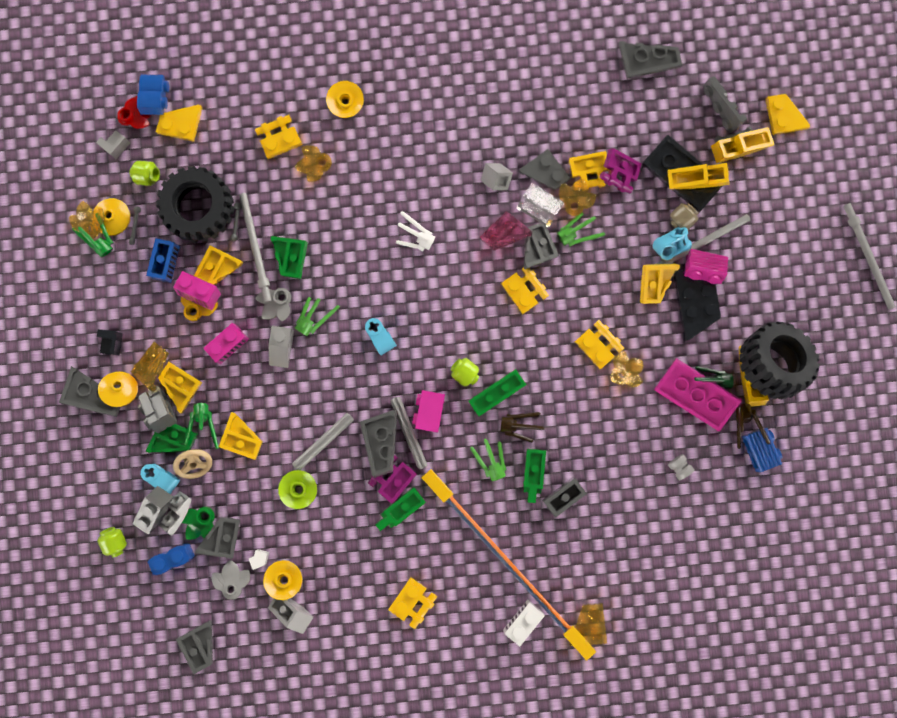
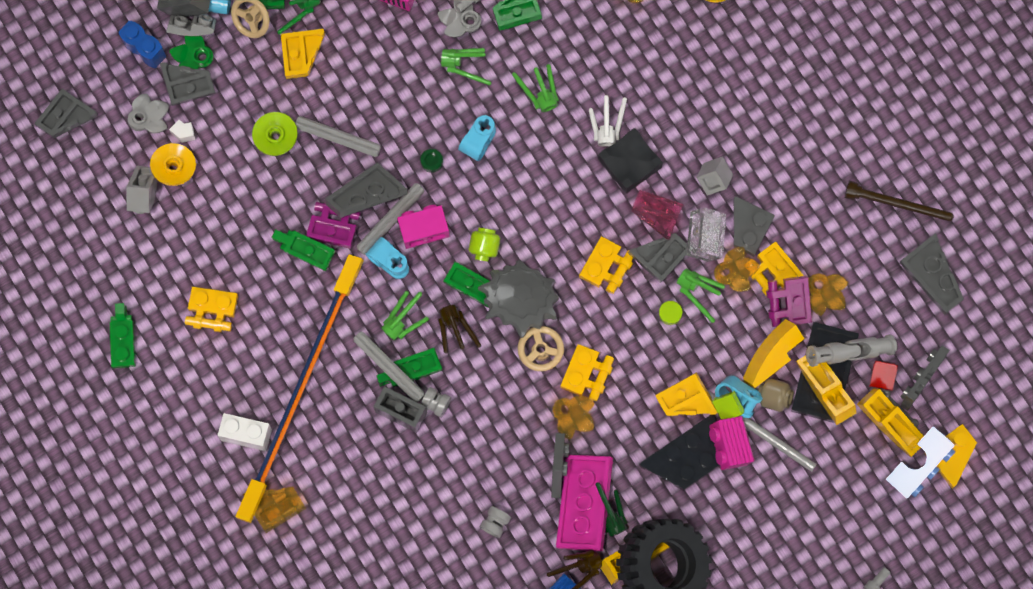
camera: 70 degrees right, 10 degrees down
(280, 346) = (417, 44): light grey slope -> none
(373, 270) = (546, 100): none -> bright green plant
(378, 379) = (431, 160): none -> dark green tile
(402, 682) = (122, 338): none -> green hinge
(436, 450) = (386, 256): none -> medium azure piece
(454, 232) = (630, 161): none -> black brick
(520, 366) = (520, 297): none -> dark grey piece
(527, 490) = (388, 366): none -> light grey axle
(557, 82) = (855, 191): none -> dark brown piece
(560, 368) = (528, 360): none -> tan piece
(569, 467) = (436, 402): none -> light grey wheel
(583, 261) = (670, 313): none -> lime tile
(625, 139) = (829, 295): none -> clear yellow plate
(653, 203) = (772, 353): none -> yellow slope
(667, 400) = (559, 467): none -> dark grey wing
(679, 254) = (728, 406): none -> lime tile
(682, 145) = (838, 352): none -> light grey piece
(705, 133) = (883, 375): none -> slope
(793, 152) = (909, 480): none -> arch

